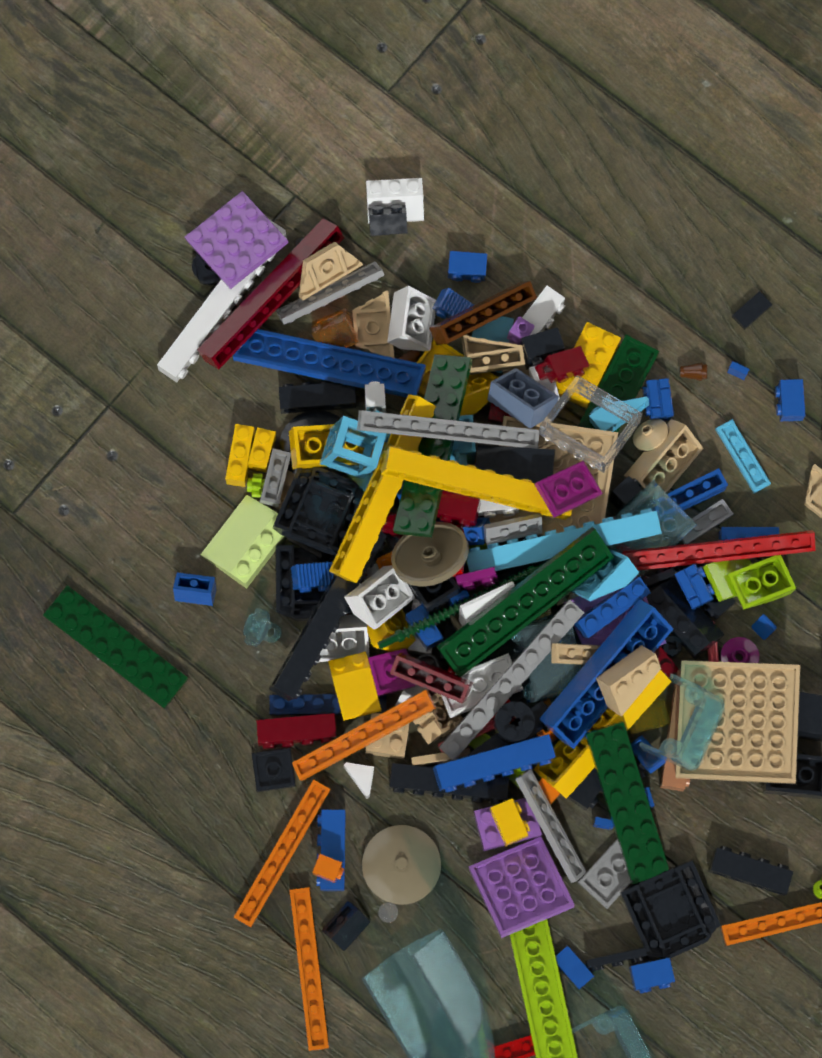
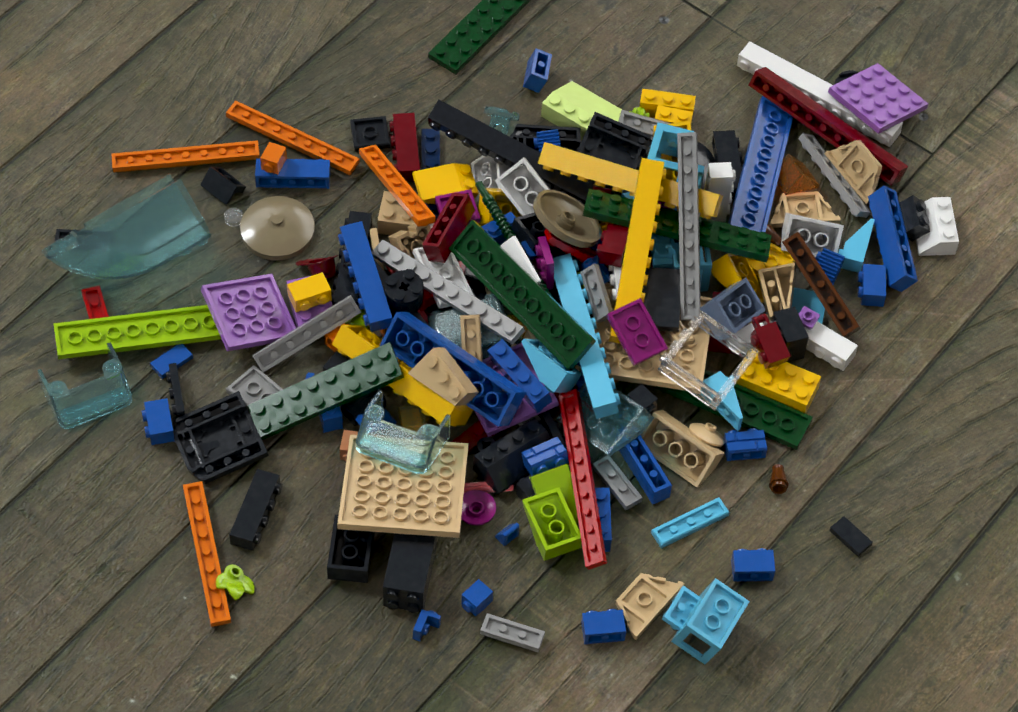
camera: 90 degrees right, 20 degrees down
(362, 776) = (359, 195): white slope -> none
(413, 242) = (892, 238): none -> blue brick
(423, 278) = (856, 248): none -> medium azure slope
(452, 819) = (320, 265): none -> dark red piece
(738, 370) = (782, 517): blue tile -> none

